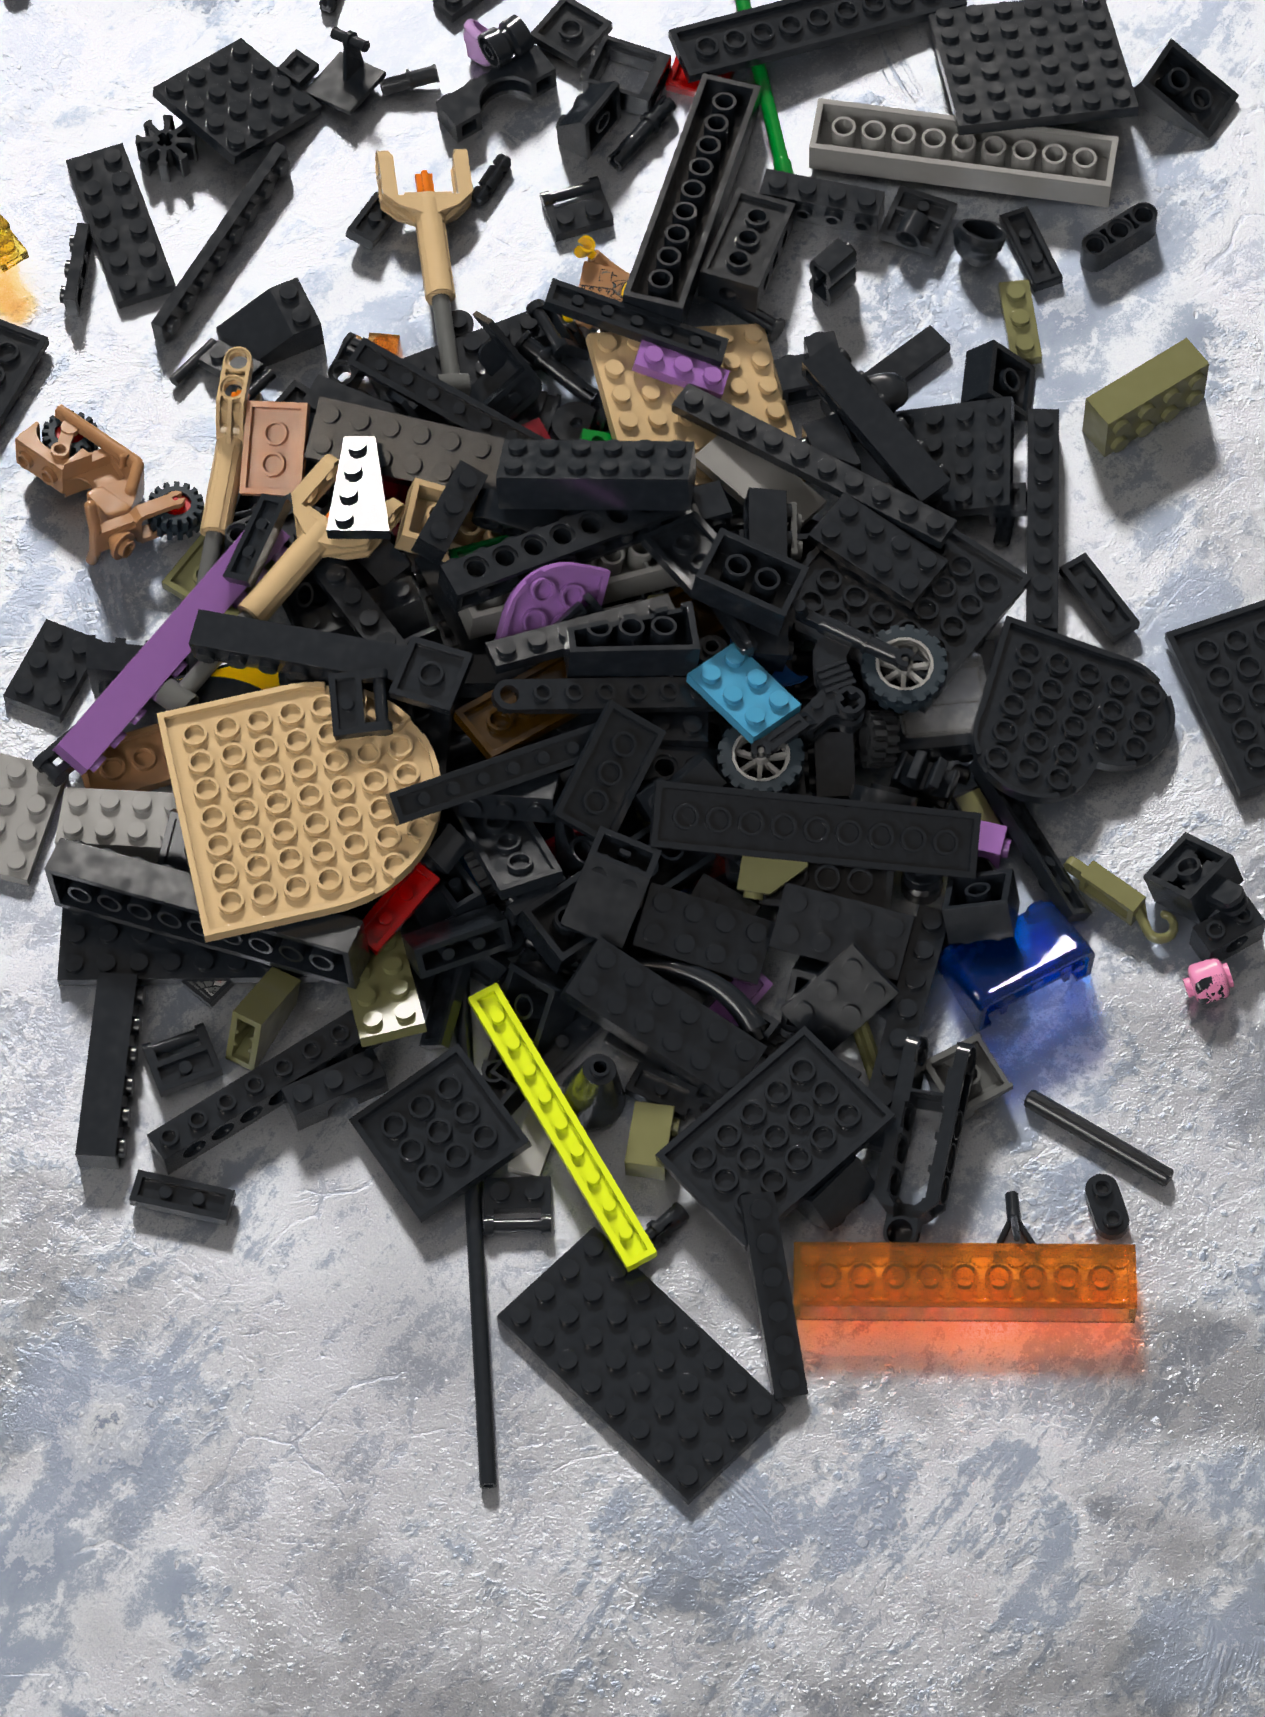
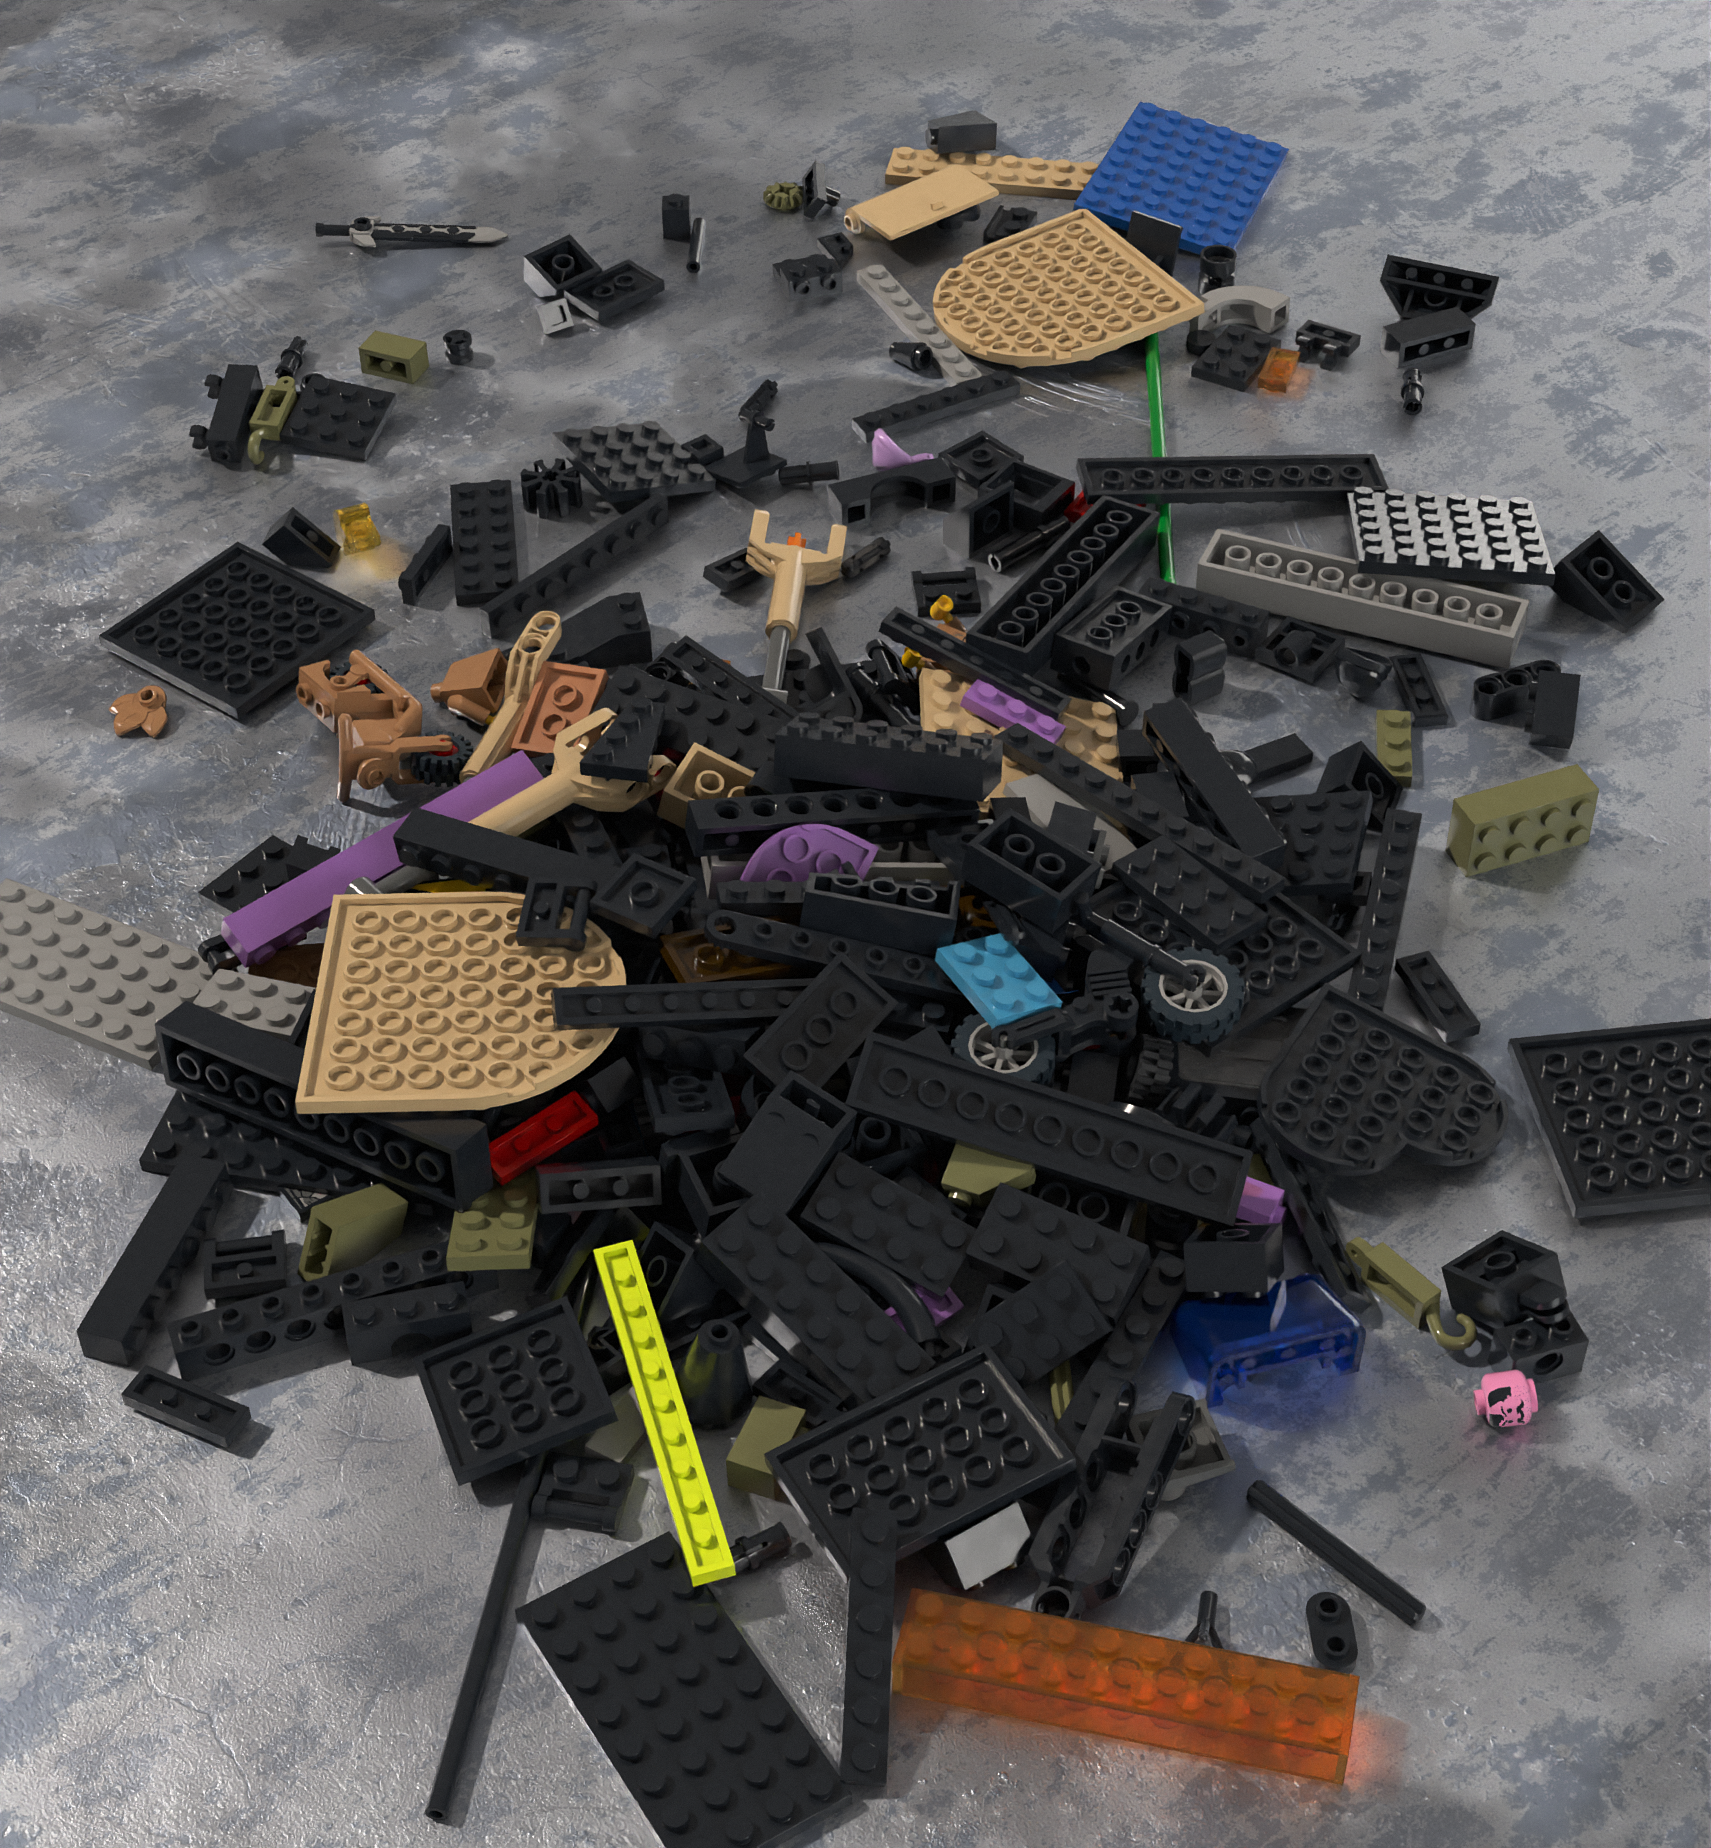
camera: 10 degrees right, 20 degrees down
(178, 416) = (474, 686): none -> medium nougat torso
(257, 540) = (507, 770): black plate -> none
(449, 512) = (722, 770): black brick -> none
(508, 39) = (910, 443): black wheel -> none
(1156, 260) = (1553, 709): none -> black brick

